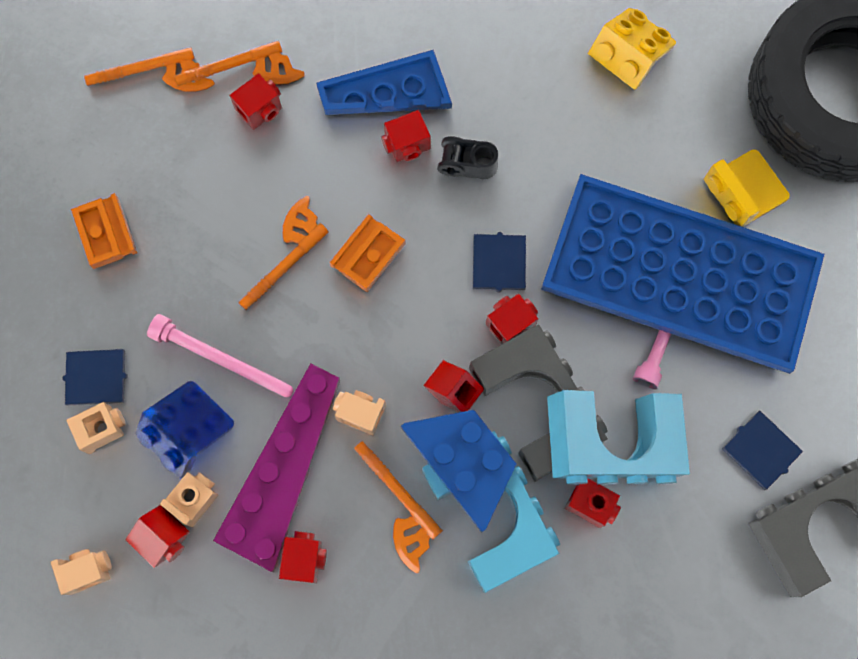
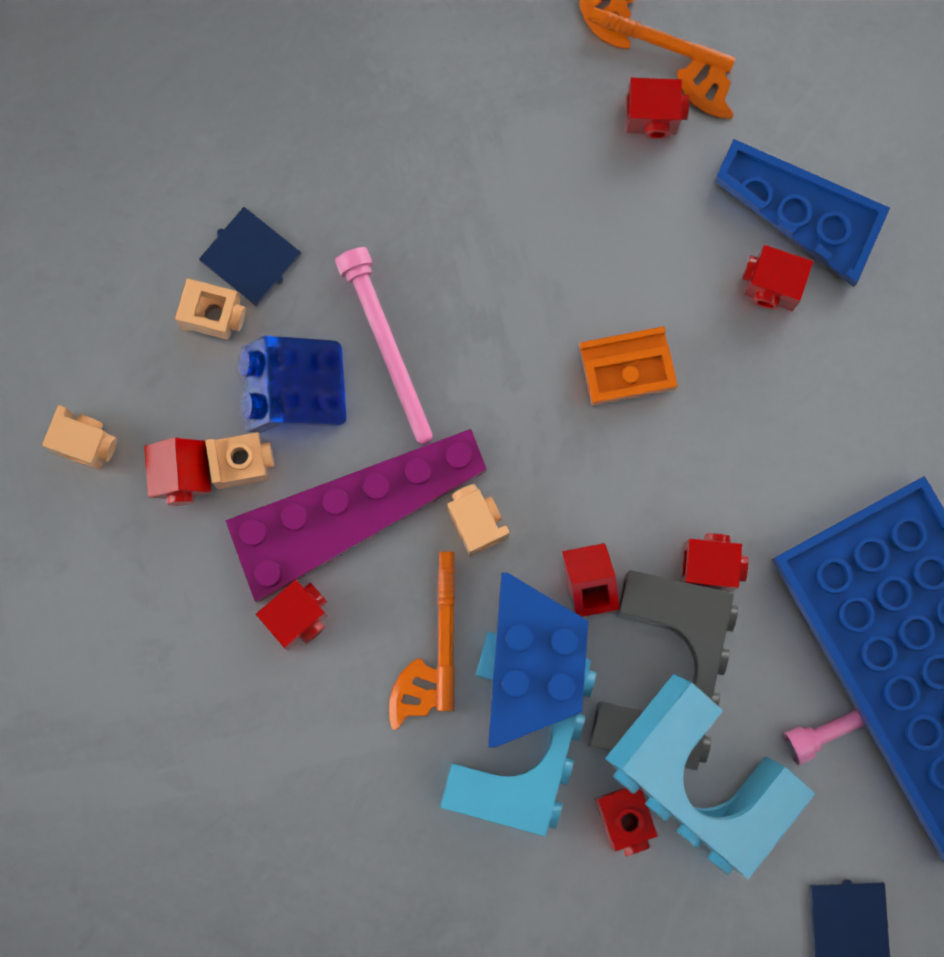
camera: 40 degrees right, 5 degrees up
(103, 231) = (383, 113): orange plate -> none
(305, 244) = (573, 300): orange piece -> none
(465, 158) = (819, 352): black piece -> none
(499, 262) = (755, 493): dark blue piece -> none

